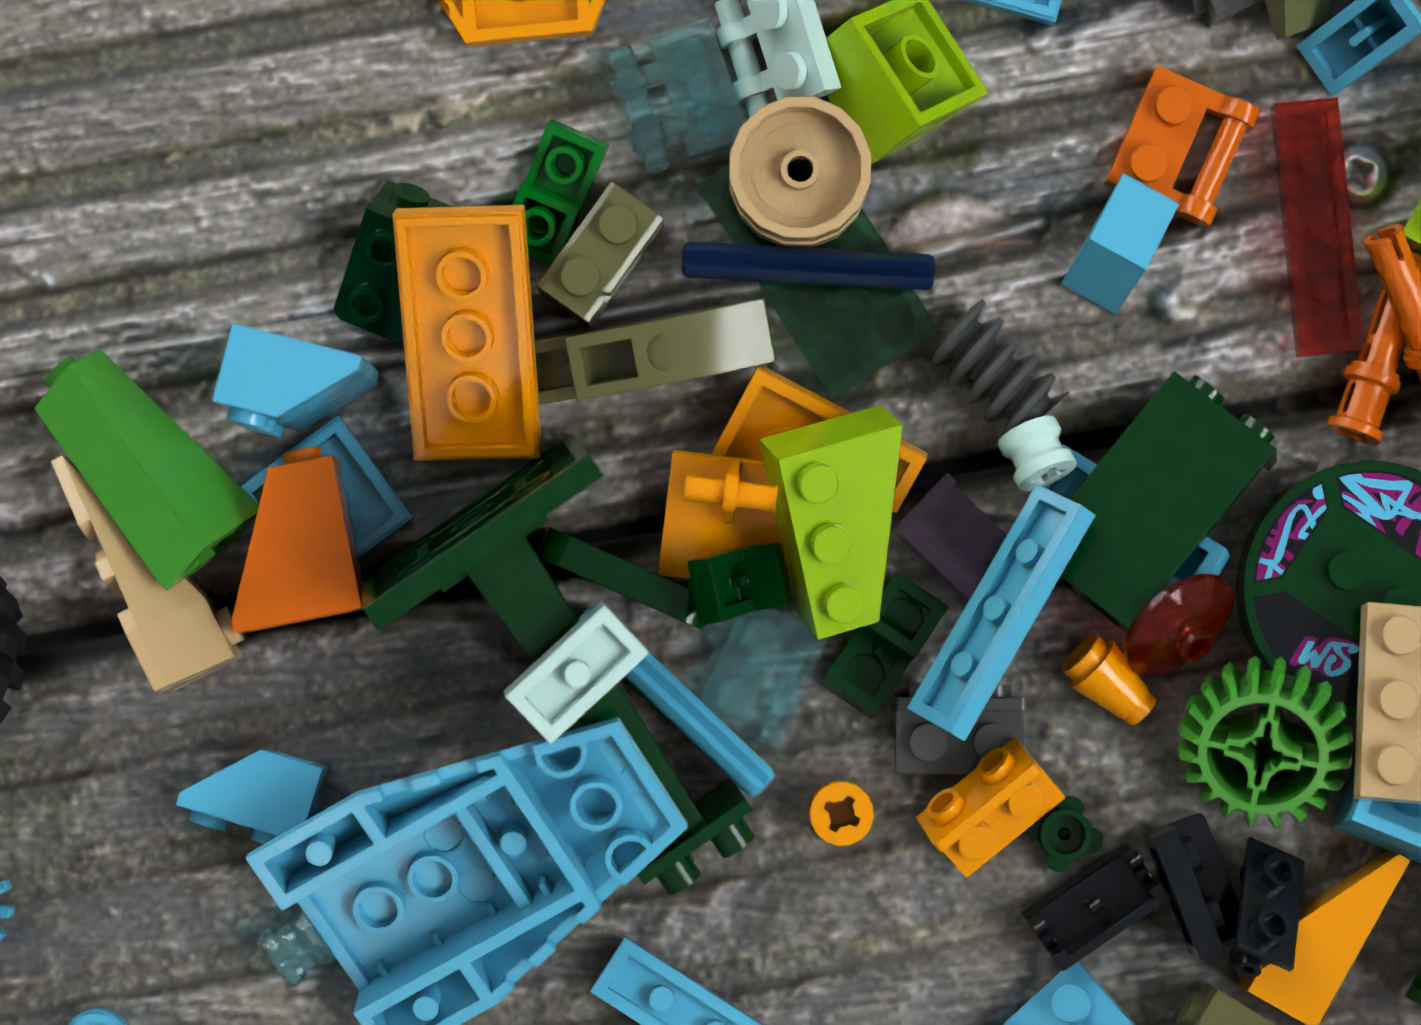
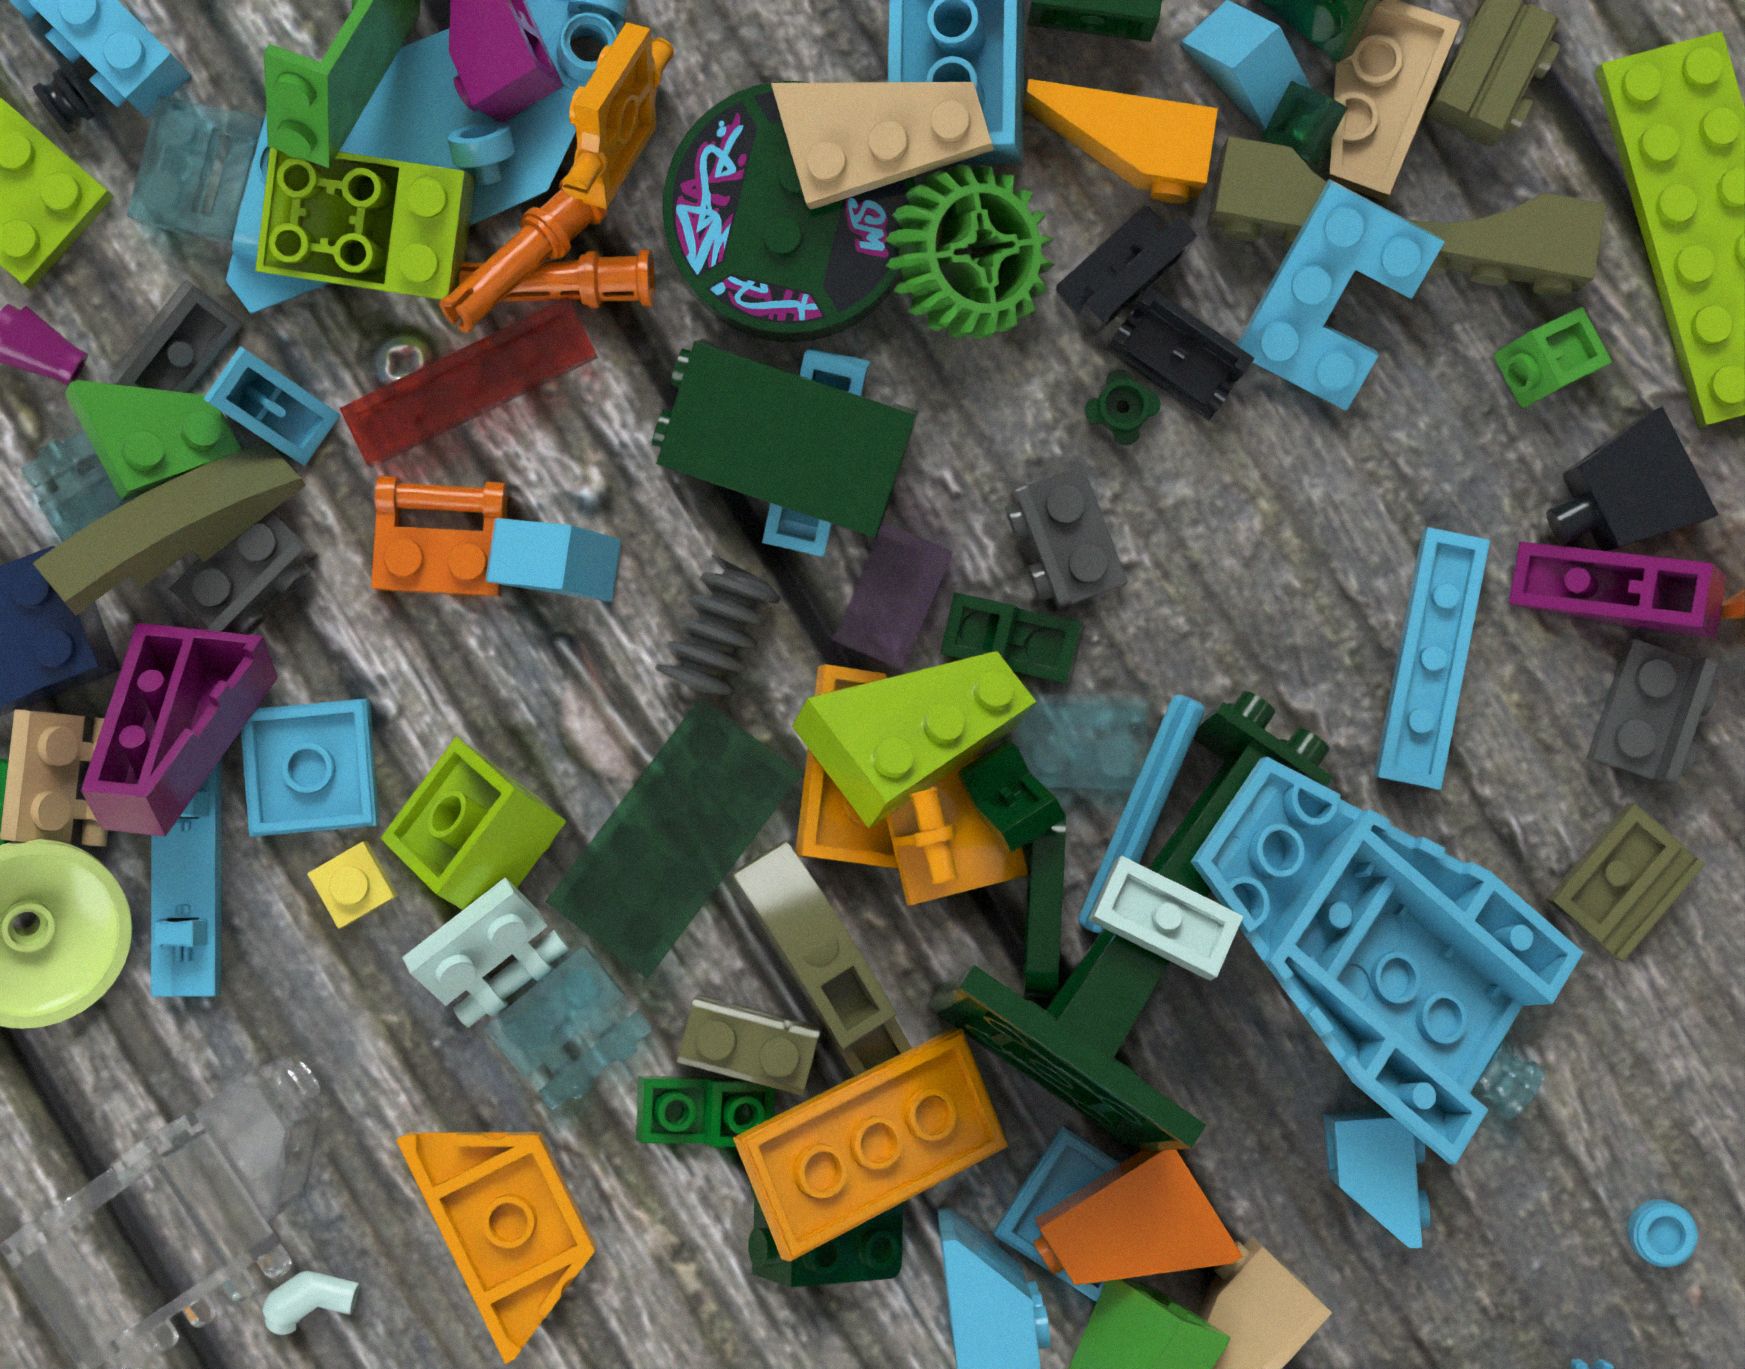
camera: 110 degrees left, 0 degrees up
(808, 265) = (685, 844): dark blue axle -> none
(809, 135) = (562, 888): tan wheel -> none
(836, 799) = (1171, 629): light orange wheel -> none
(989, 807) = (1126, 484): light orange bracket -> none
(1001, 611) = (946, 539): medium azure plate -> none
(1037, 453) = (781, 563): light aqua wheel -> none
(1103, 676) = (965, 419): light orange cone -> none
(1178, 625) = (892, 371): clear red dish -> none
(1267, 909) = (1124, 192): black hinge -> none

